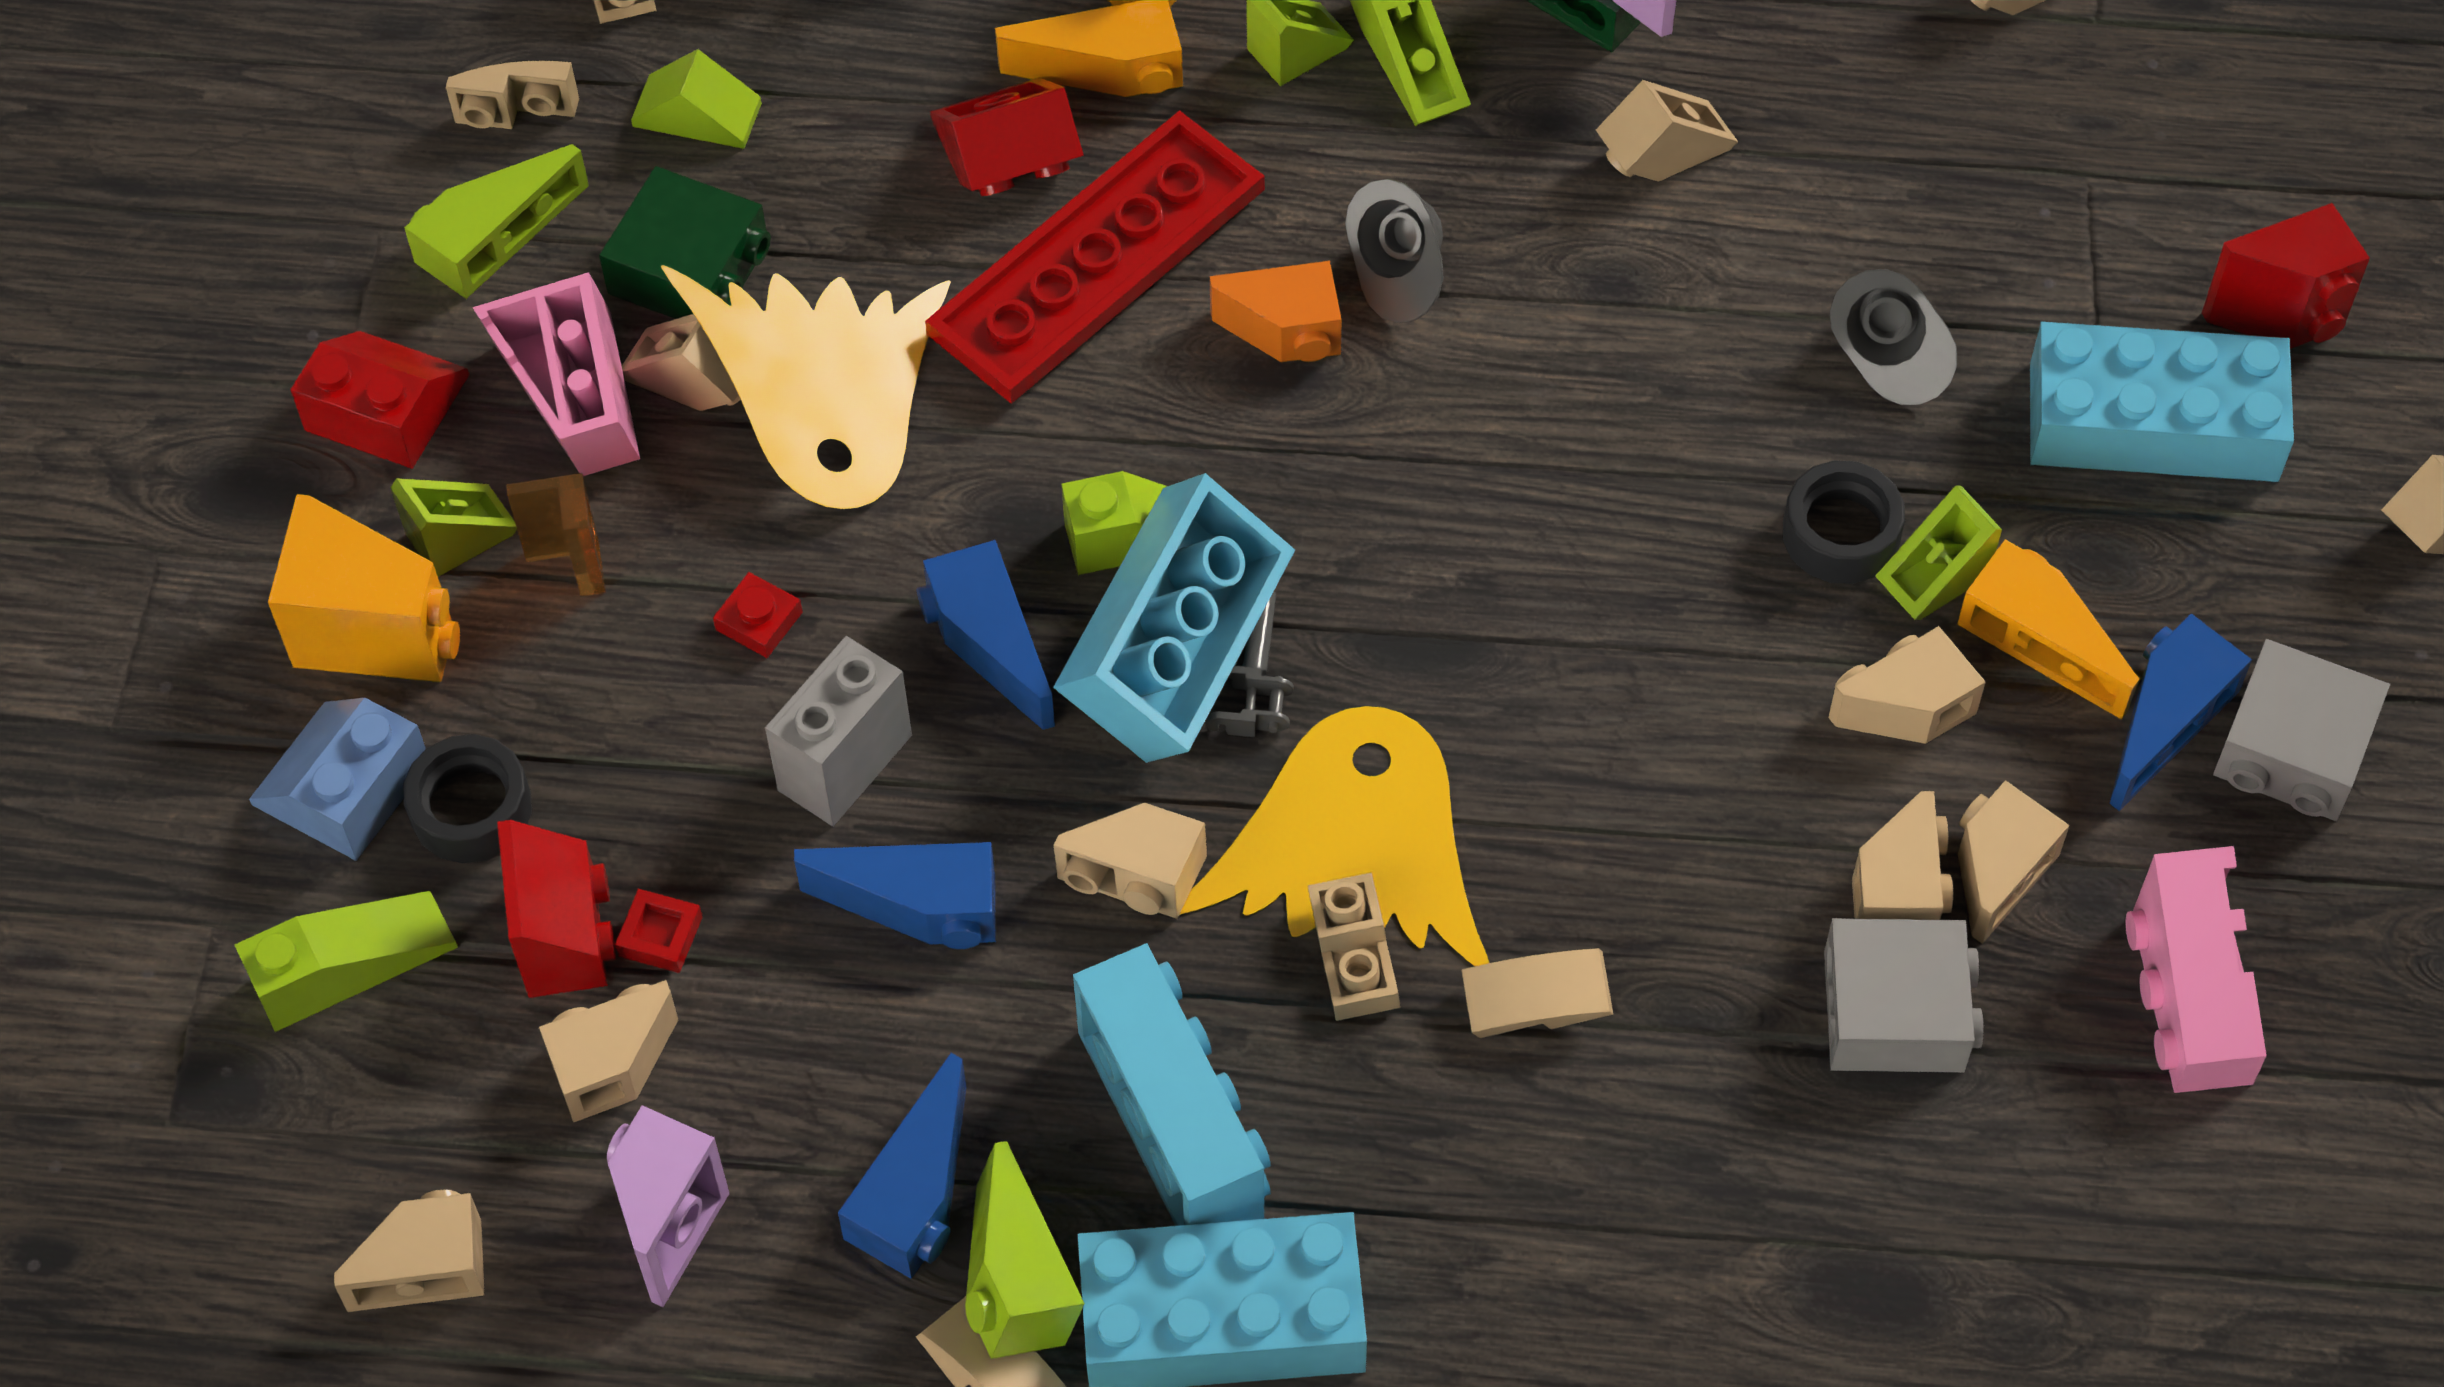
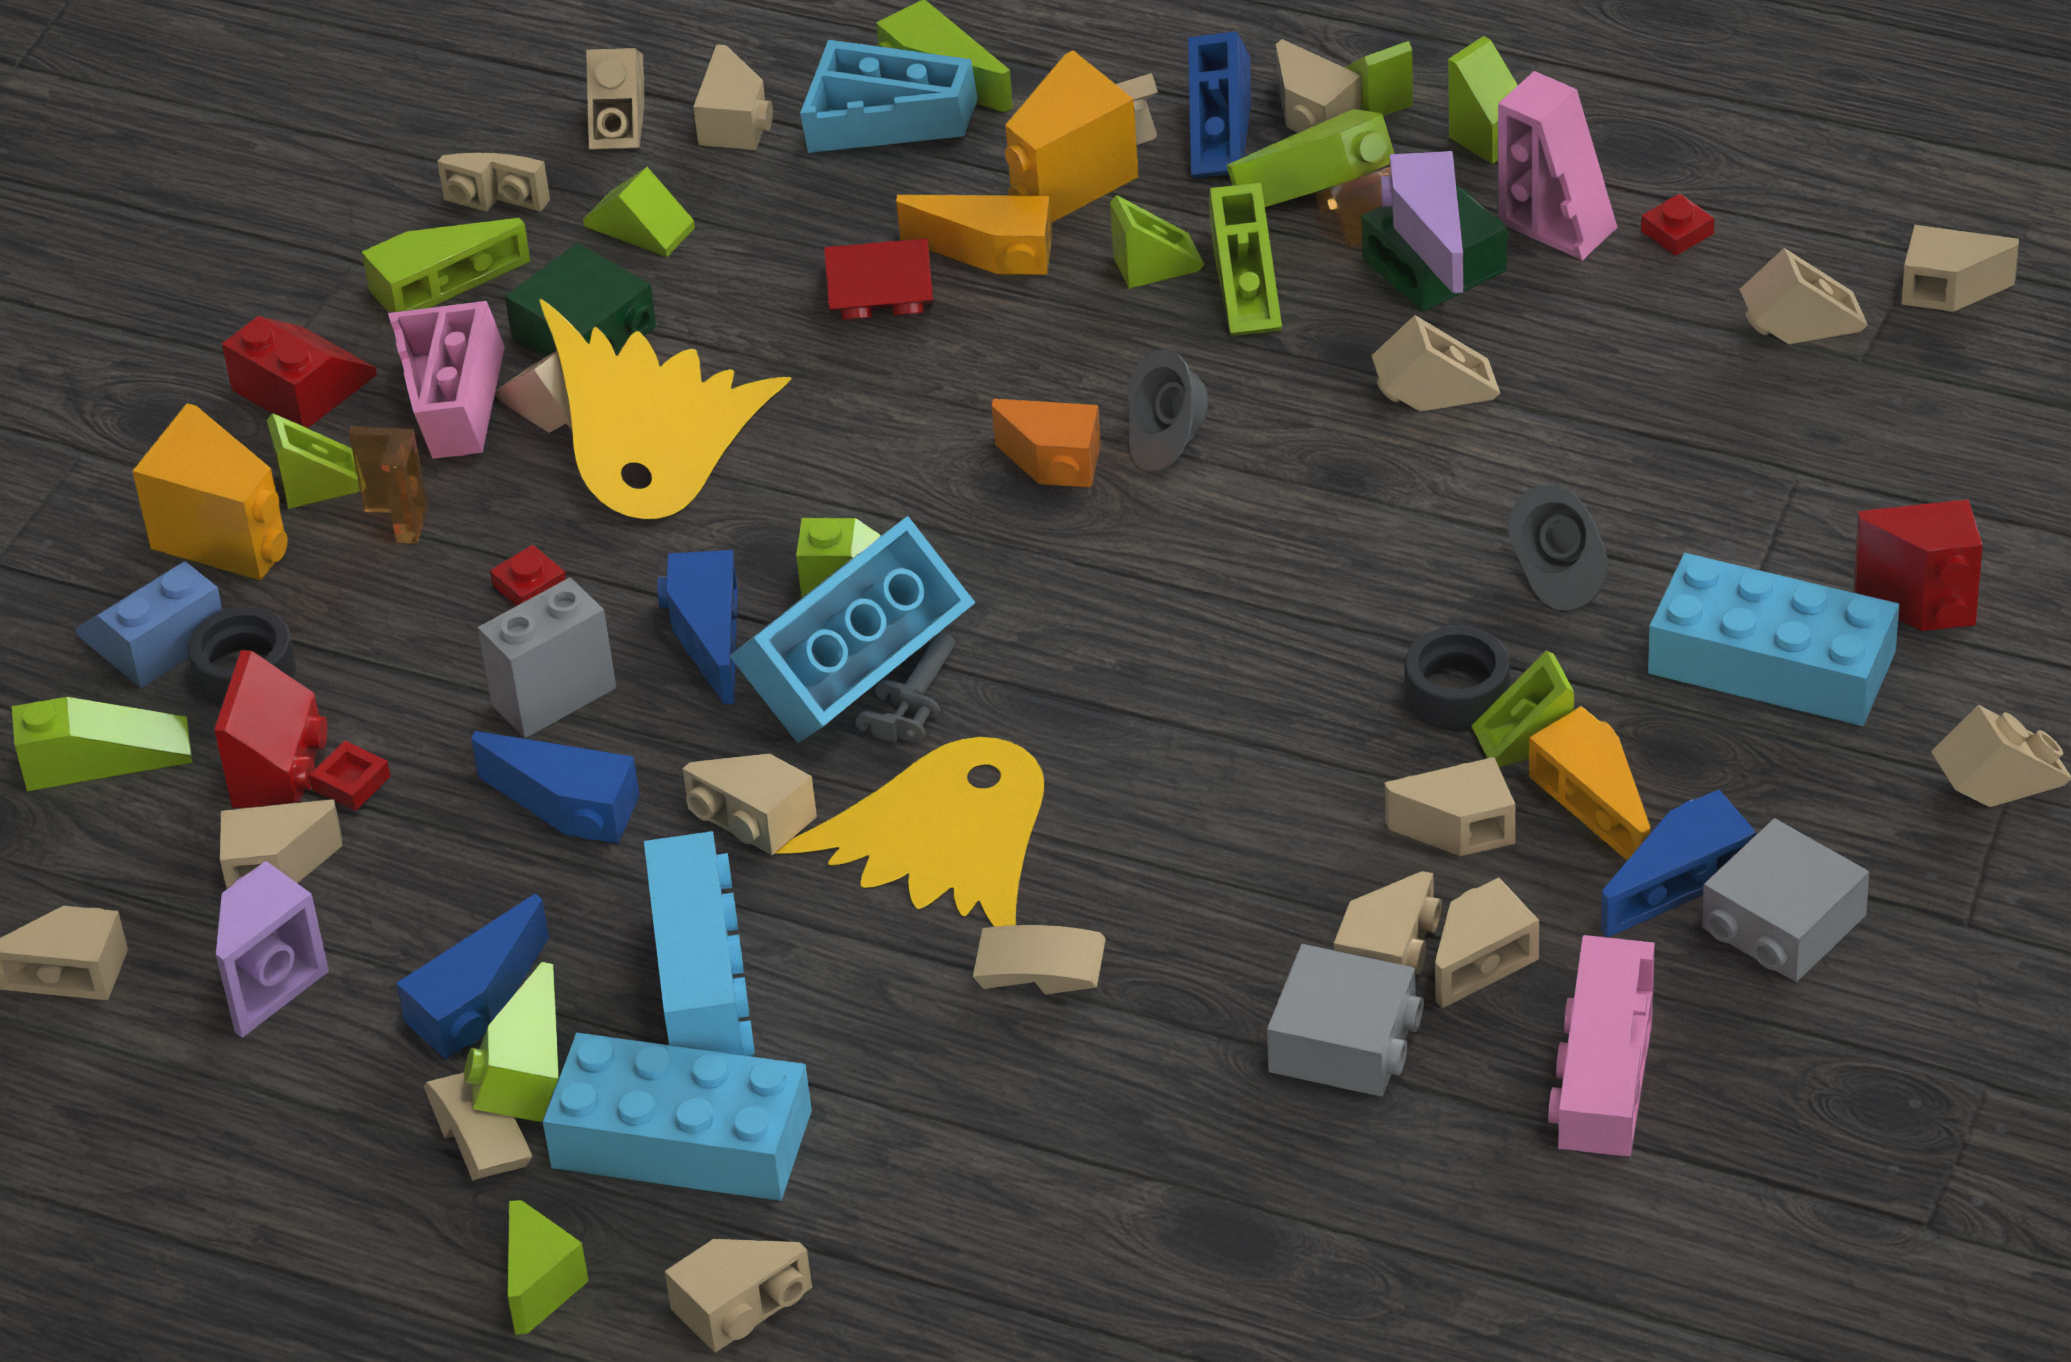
camera: 20 degrees right, 15 degrees down
(1094, 256) = (914, 376): red plate -> none
(1354, 946) = (904, 898): tan slope -> none

